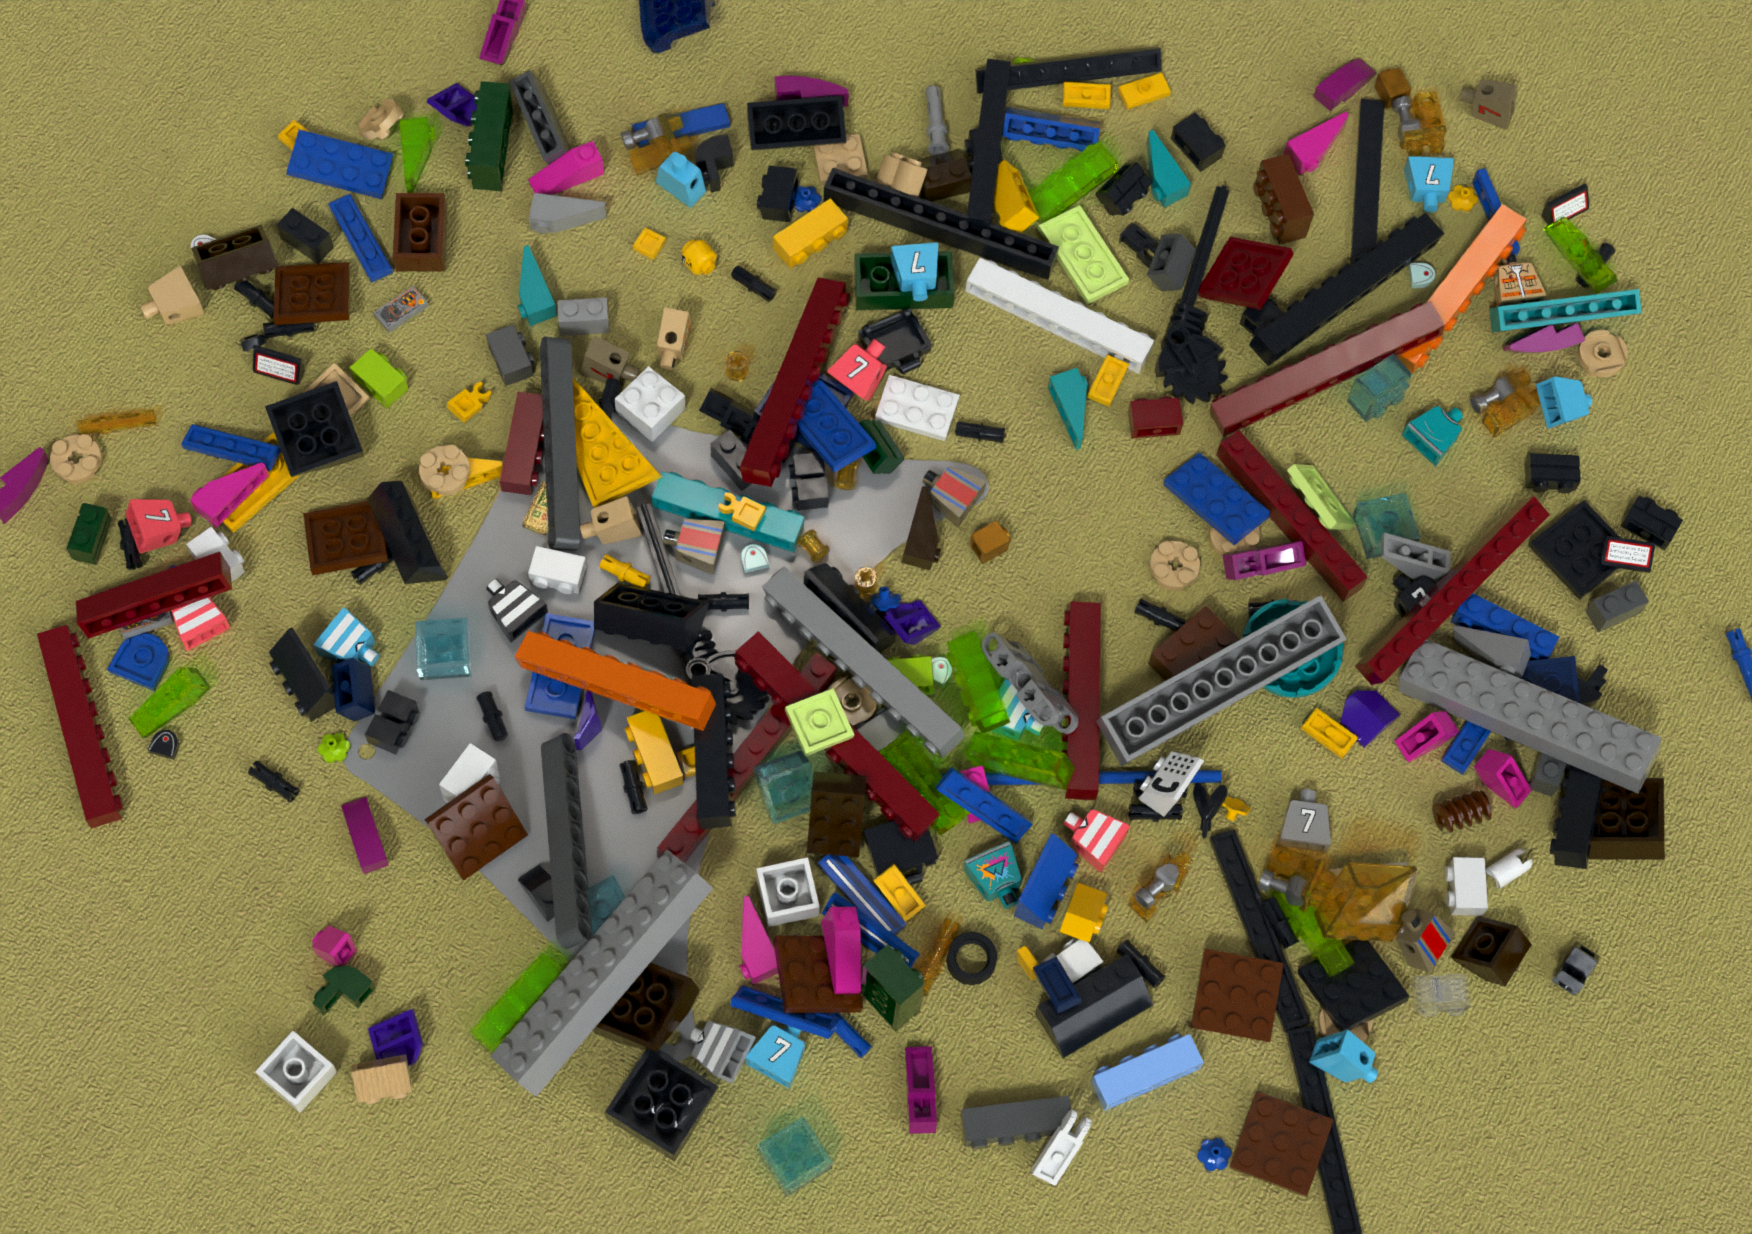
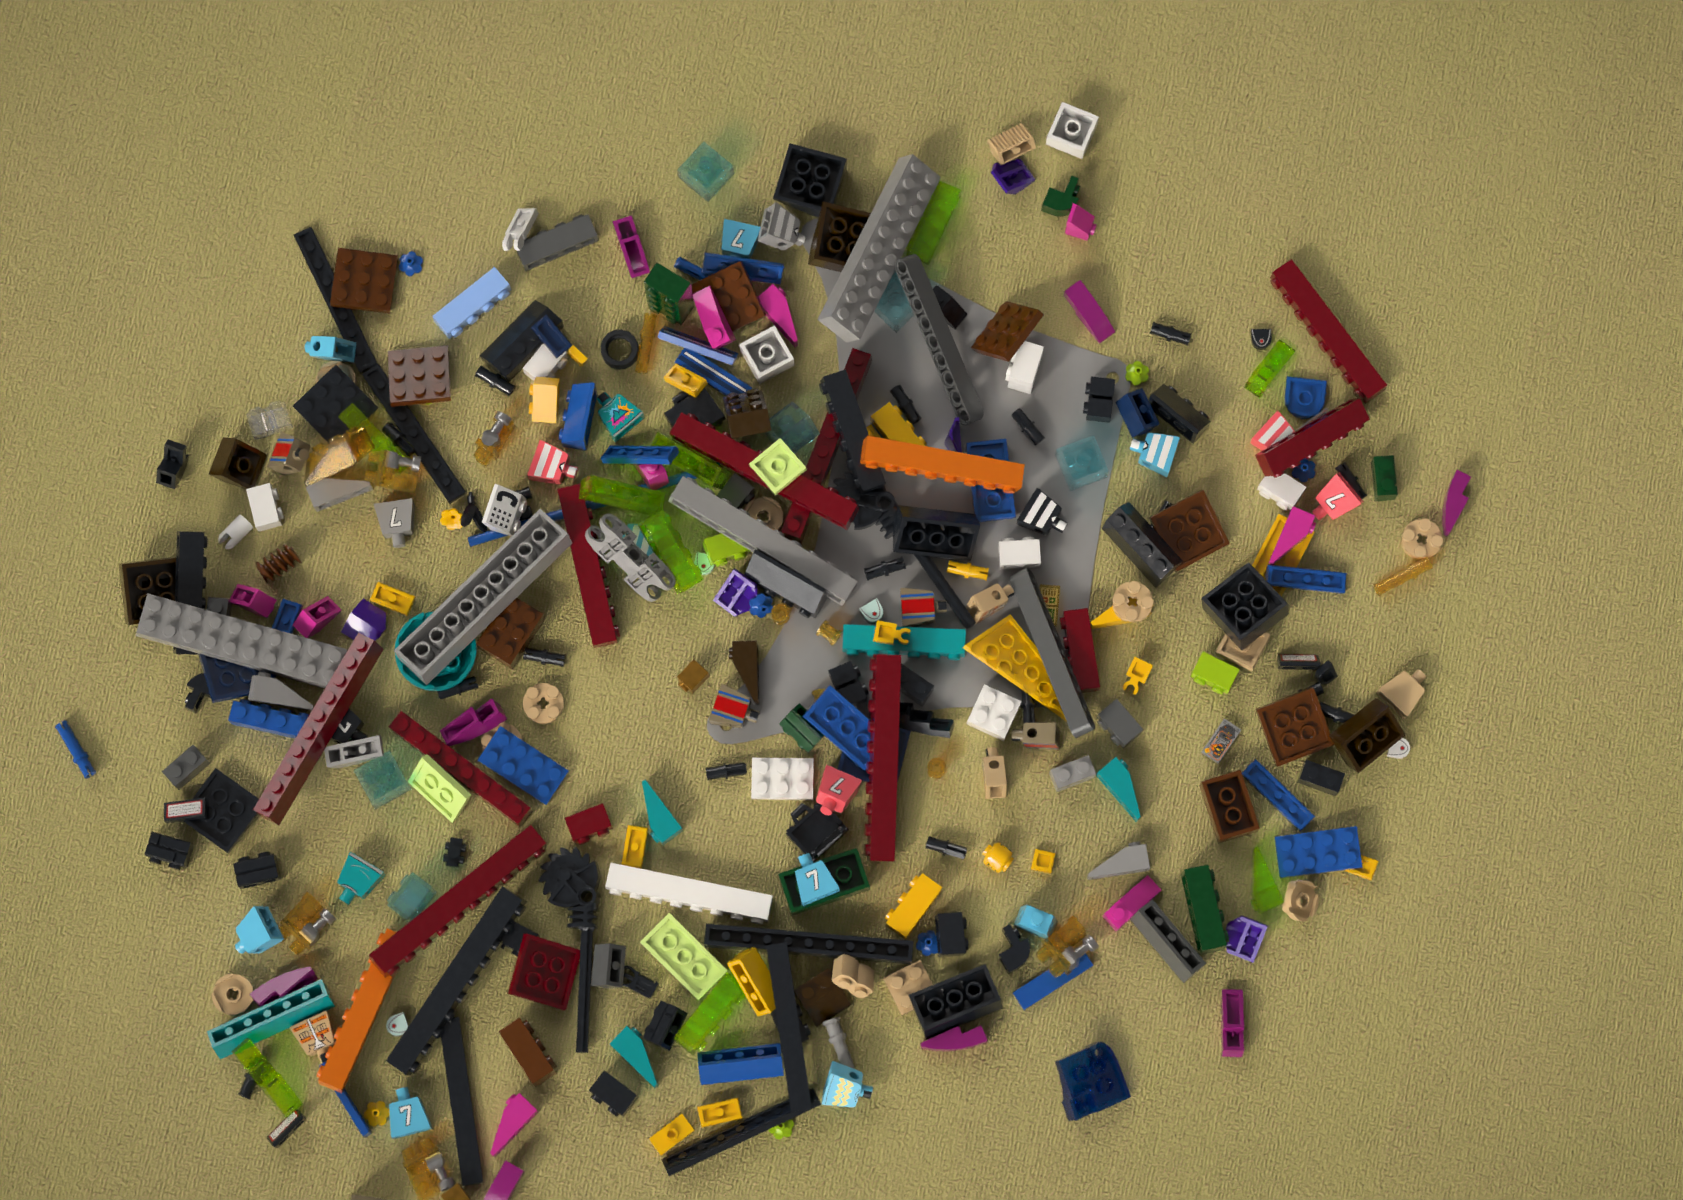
camera: 170 degrees right, 10 degrees up
(944, 76) = (844, 1086): none -> medium azure torso
(1319, 428) = (454, 849): none -> black piece

